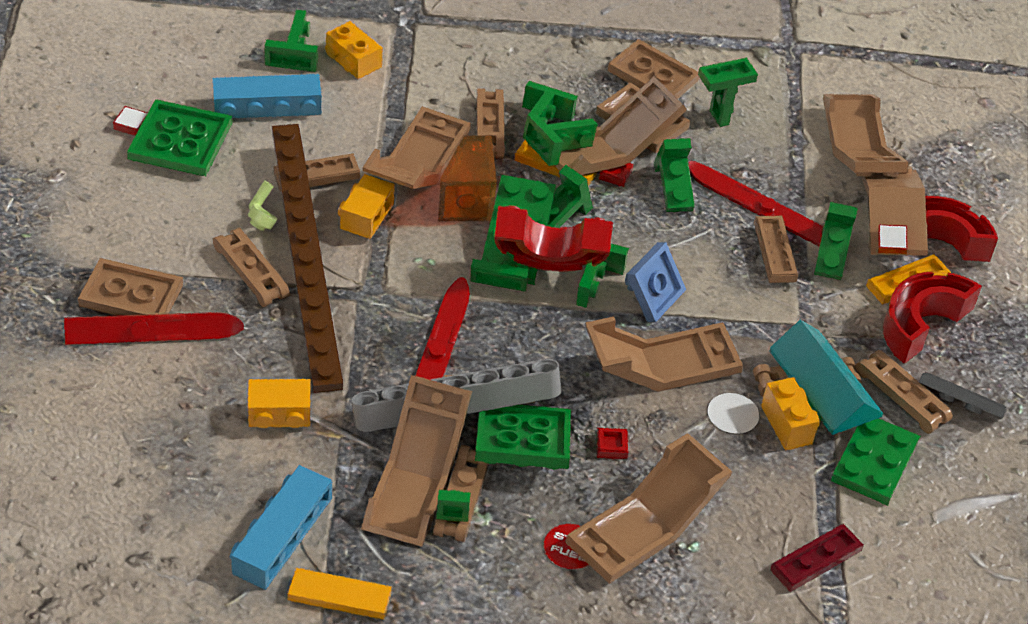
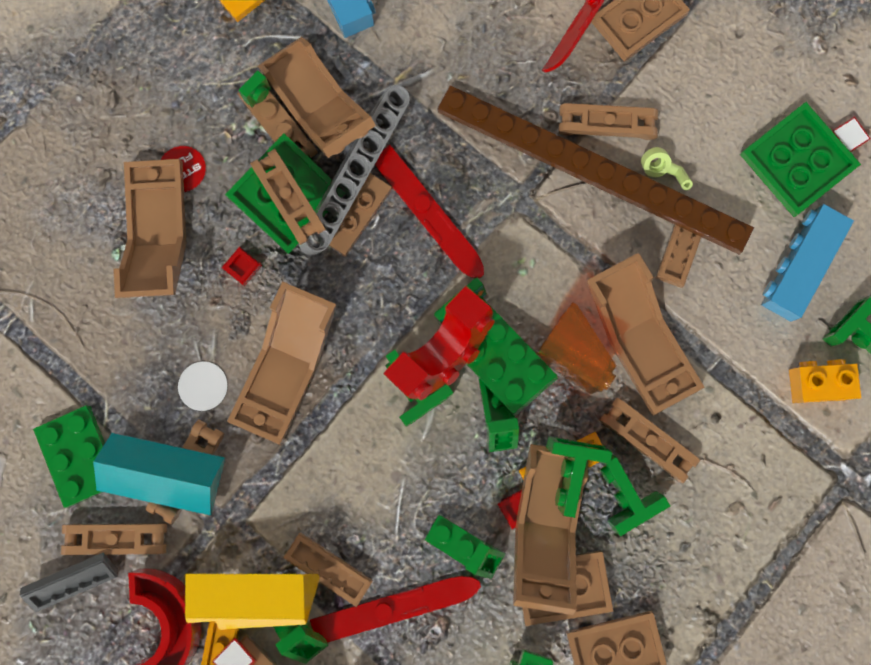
camera: 135 degrees right, 35 degrees up
(278, 403) = (444, 42): light orange brick -> none
(366, 206) = (606, 243): light orange brick -> none
(531, 401) = (287, 196): none -> medium nougat plate
(655, 282) = (356, 418): medium blue tile -> none
(790, 413) = (157, 418): light orange brick -> none
(816, 557) = (35, 331): dark red tile -> none
(842, 262) = (249, 599): none -> yellow slope

